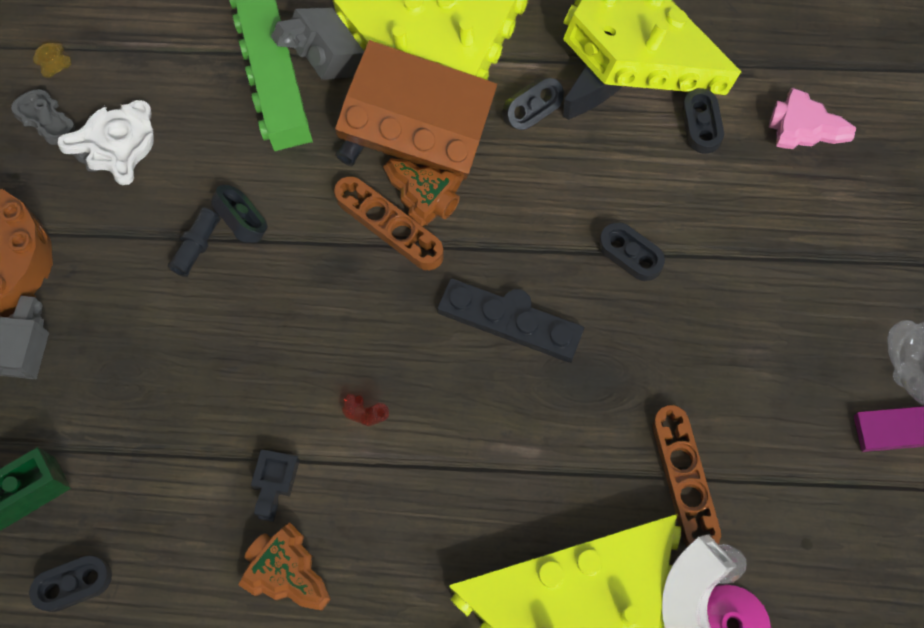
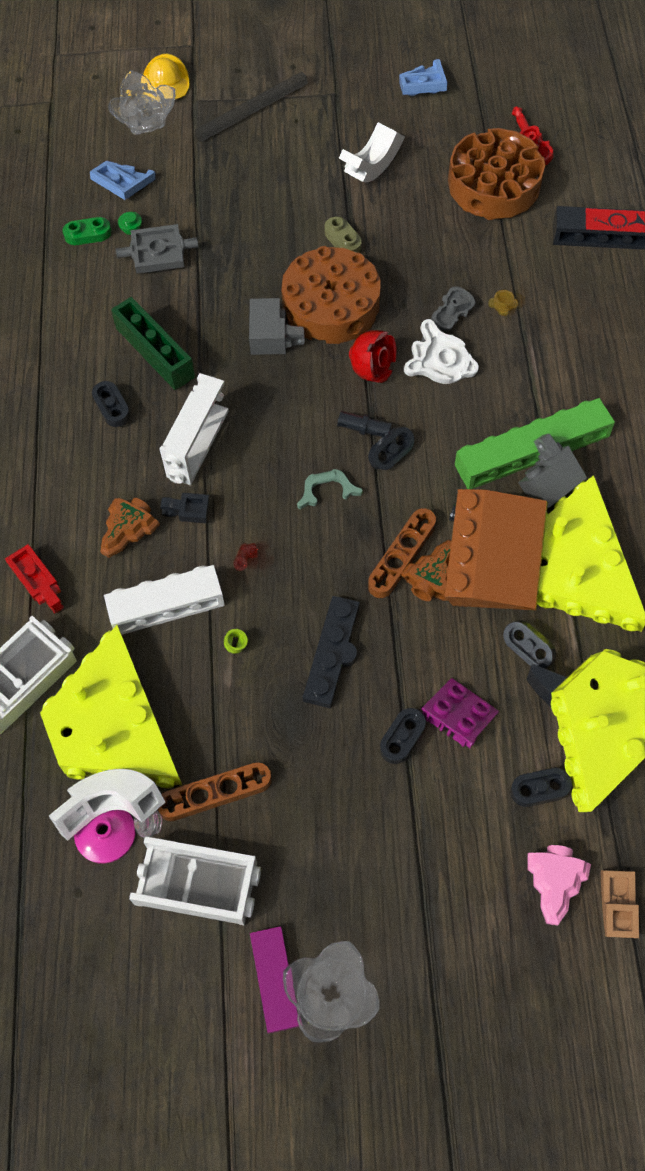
camera: 80 degrees right, 5 degrees down
(92, 217) = (372, 355): none -> red cylinder
(155, 454) = (194, 430): none -> white door
(260, 293) = (334, 475): none -> sand green helmet
(412, 523) = (164, 599): none -> white brick
(488, 428) = (241, 642): none -> lime hinge
(608, 188) = (459, 712): none -> magenta hinge
(805, 509) = (197, 881): none -> door
(836, 74) = (619, 904): none -> medium nougat slope

